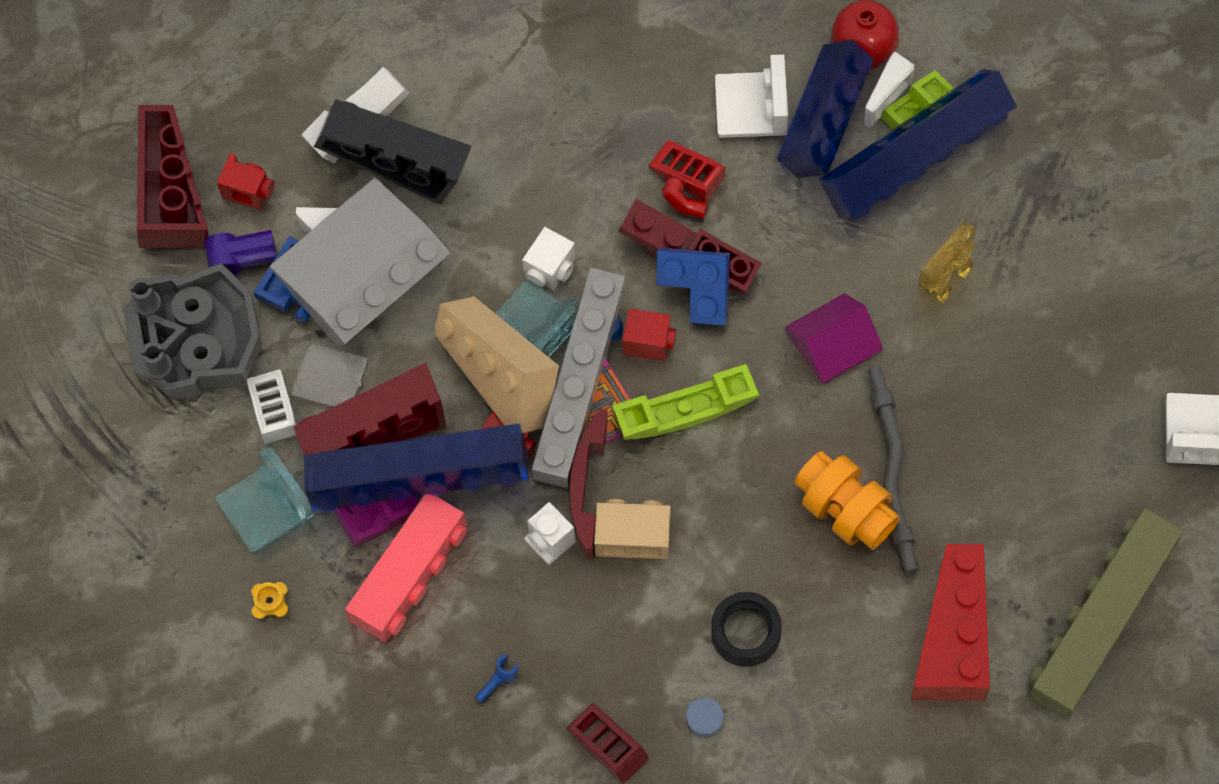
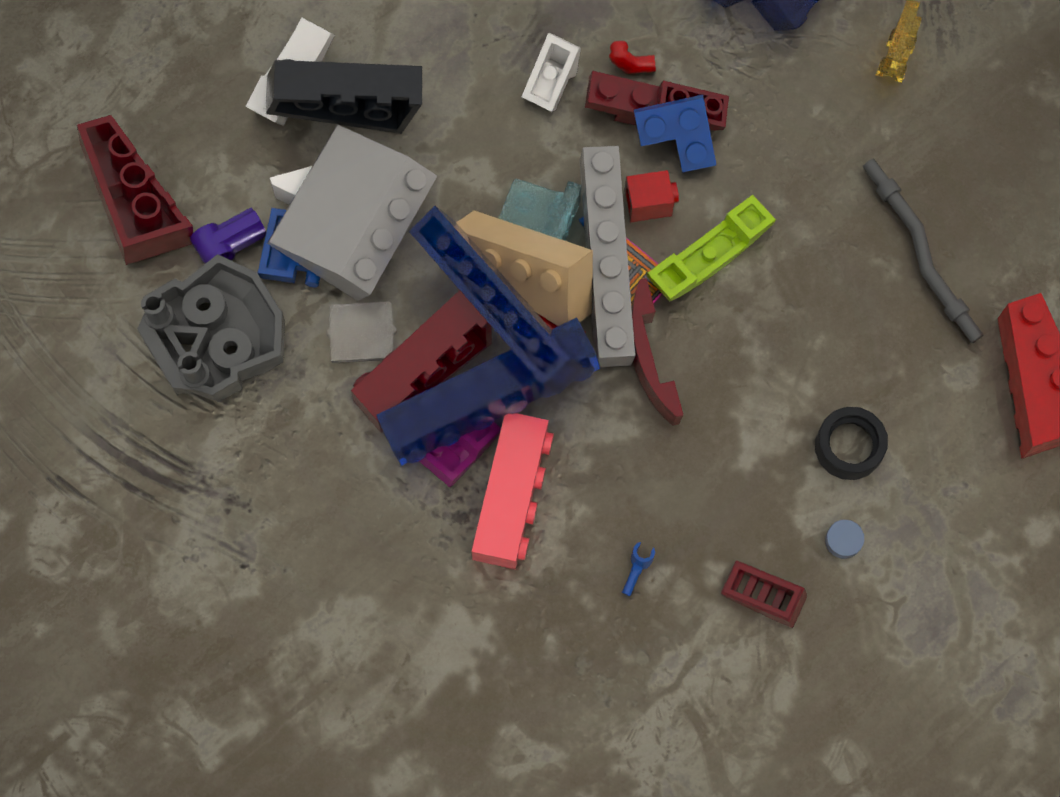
camera: 25 degrees left, 5 degrees up
(244, 183) = (207, 170): red brick -> none
(265, 504) = (350, 473): clear light blue bracket -> none
(267, 590) = (380, 560): yellow plate -> none
(280, 429) = (331, 399): white slope -> none
(448, 383) = (497, 300): none -> clear blue brick
(549, 259) = (530, 153): white brick -> none
(549, 533) = (634, 413): white brick -> none
(599, 188) = (551, 72): none -> white slope
(632, 529) = (711, 383): tan brick -> none
(701, 190) = (634, 20): red slope -> none
(835, 337) = (820, 143): magenta slope -> none
(835, 491) = (911, 297): light orange piece -> none

